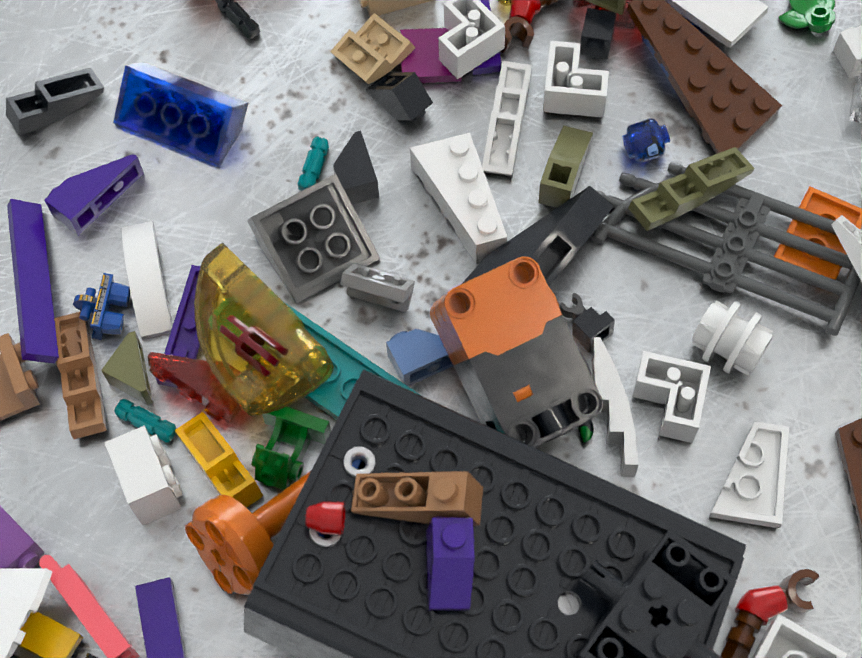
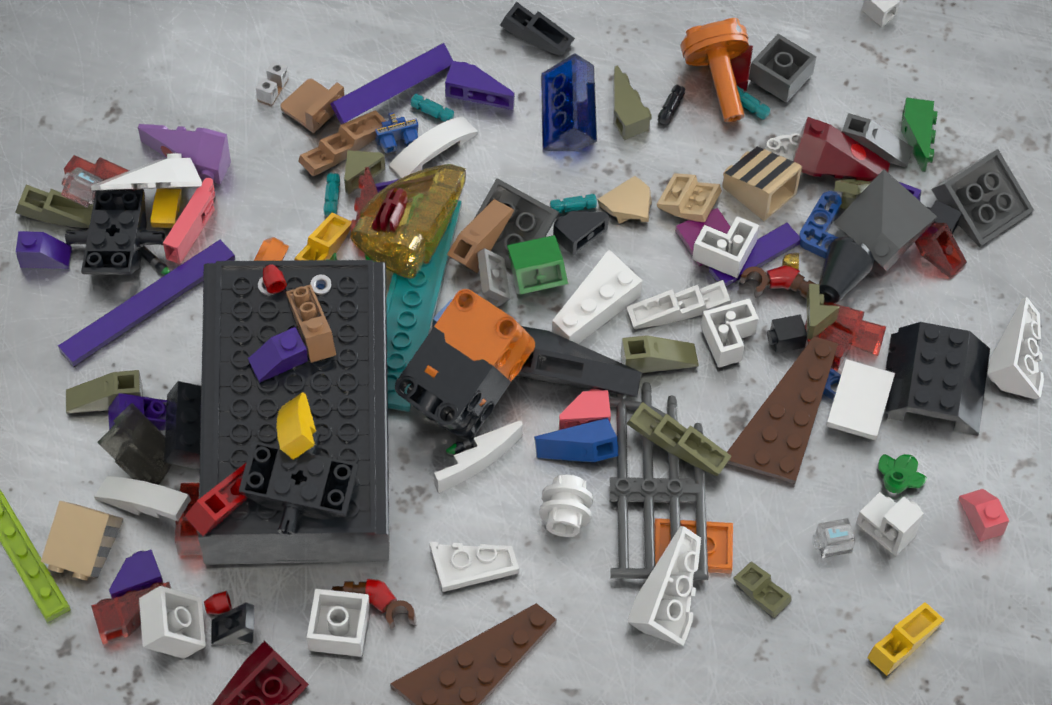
camera: 60 degrees right, 5 degrees down
(89, 255) = (431, 108): none -> teal axle
(145, 474) = (288, 206): white brick -> none
(220, 57) = (628, 111): none -> olive slope
(313, 269) = (480, 234): none -> medium nougat slope
(342, 108) = (628, 201): none -> tan slope
(389, 231) = (537, 264): none -> green slope
(401, 95) = (657, 231): black slope -> none
(581, 585) = (295, 426): none -> yellow slope
(588, 322) = (534, 417): black piece -> none
(605, 264) = (586, 408): none -> coral slope
(645, 140) = (708, 399): clear blue head -> none
(649, 285) = (582, 442): none -> blue slope
(679, 387) = (506, 492): white brick -> none

